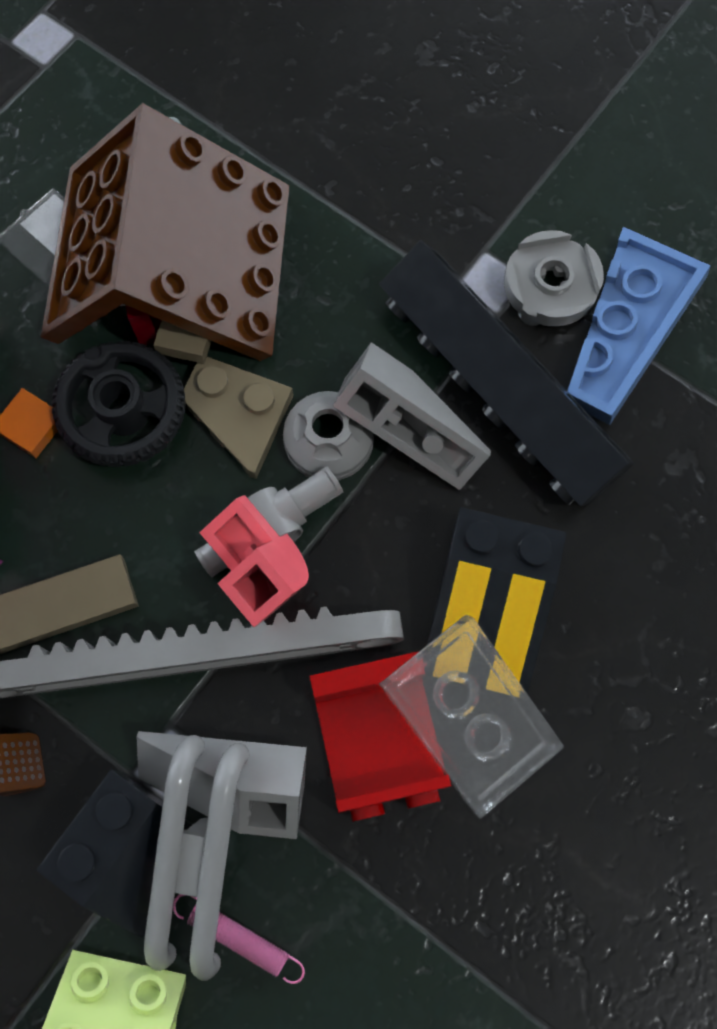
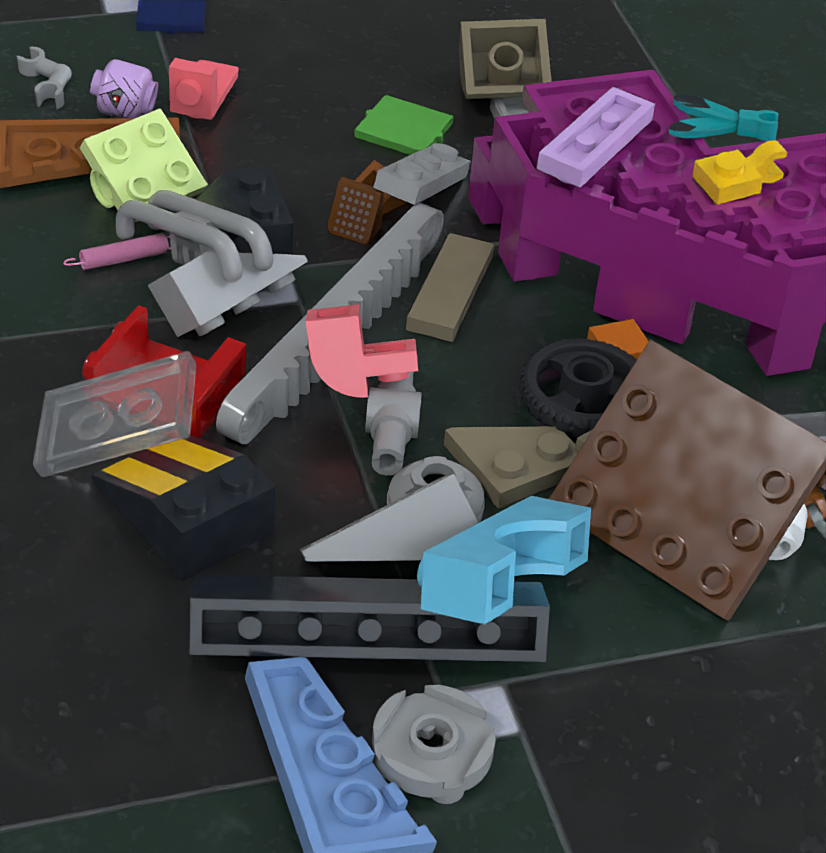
camera: 125 degrees right, 30 degrees down
(456, 282) = (476, 569): none -> medium azure arch

